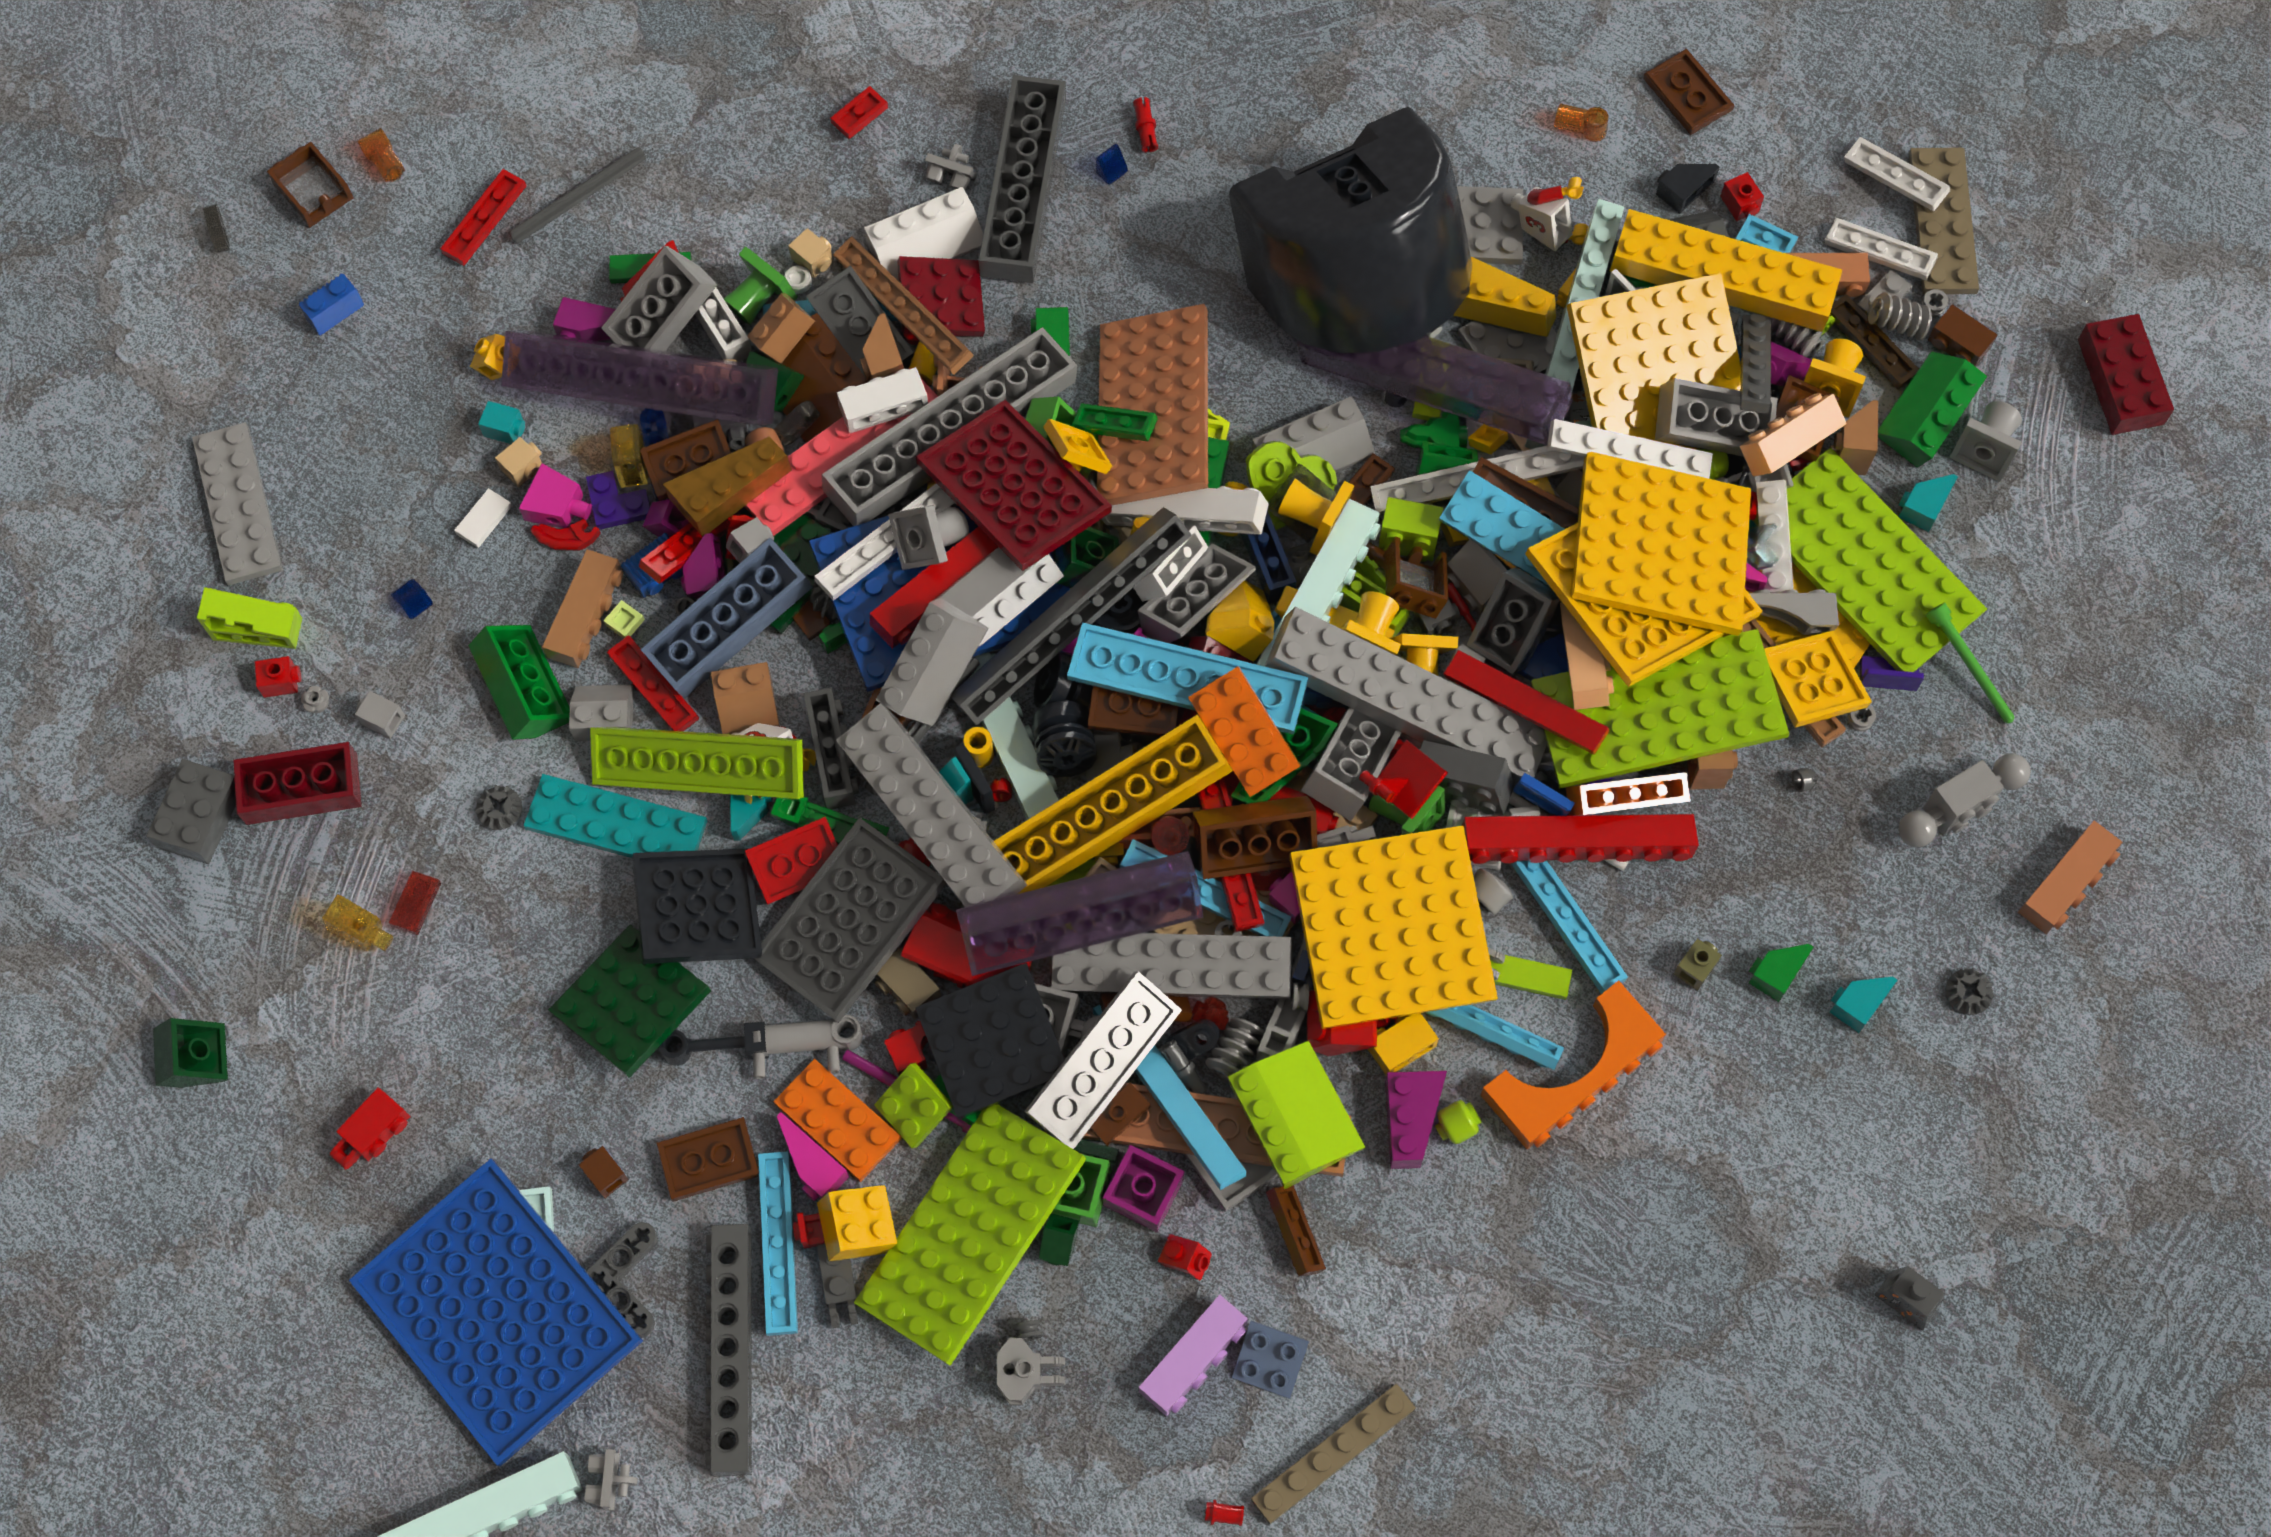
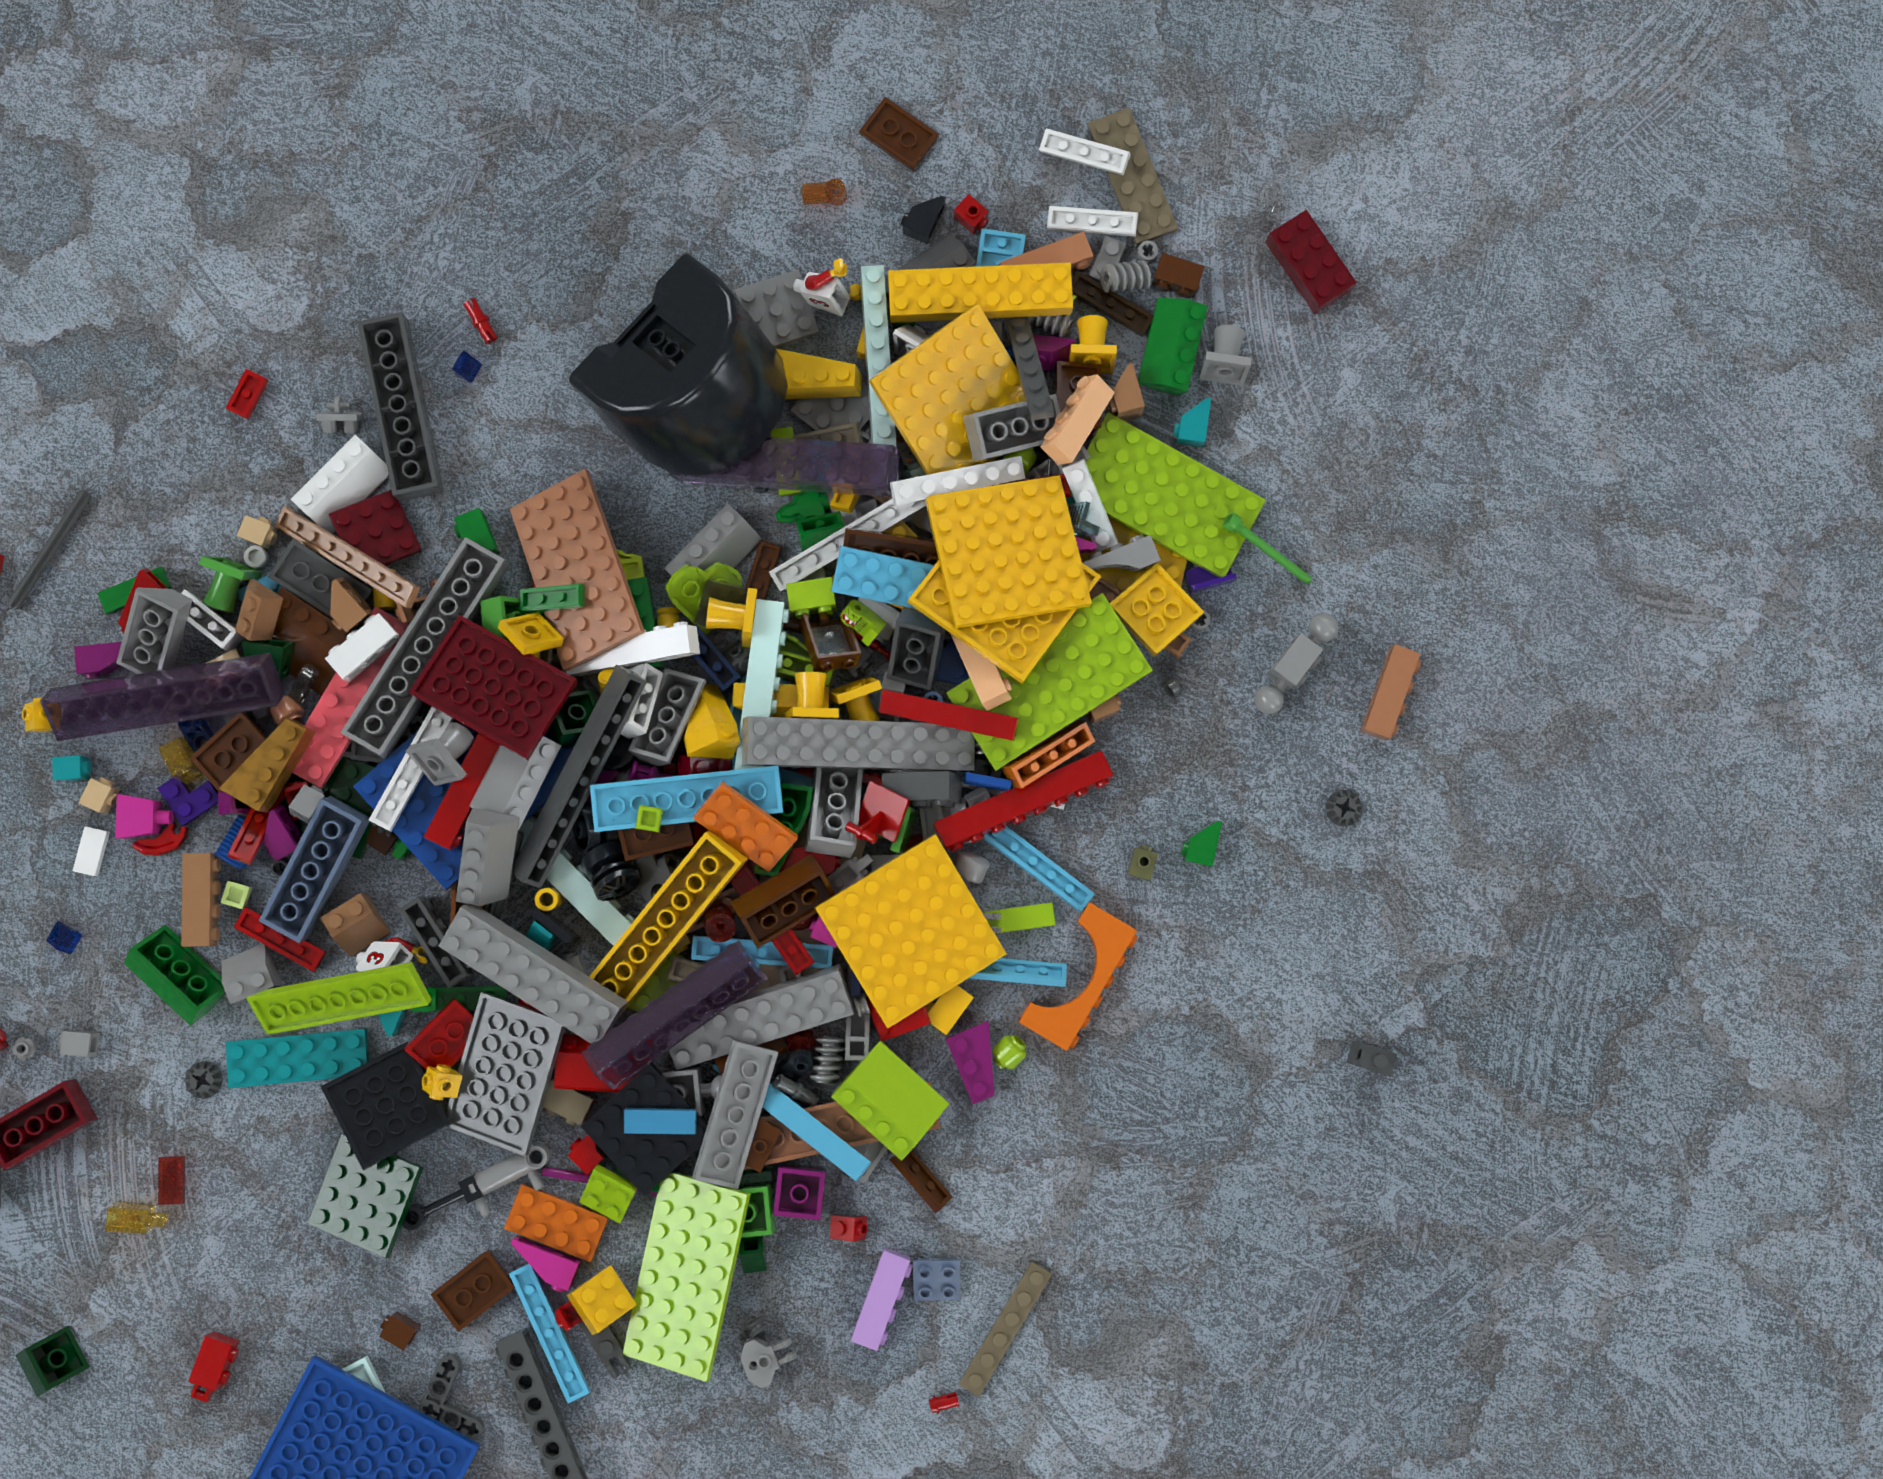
camera: 25 degrees left, 15 degrees up
(772, 902) = (441, 1082): none -> yellow brick
(1001, 790) = (578, 922): red hinge -> none
(1013, 1030) = (659, 1121): none -> dark azure tile
(1136, 681) = (649, 818): none -> lime tile
(1462, 570) = (862, 620): none -> lime leg
(1860, 1000) = (1269, 847): teal slope -> none

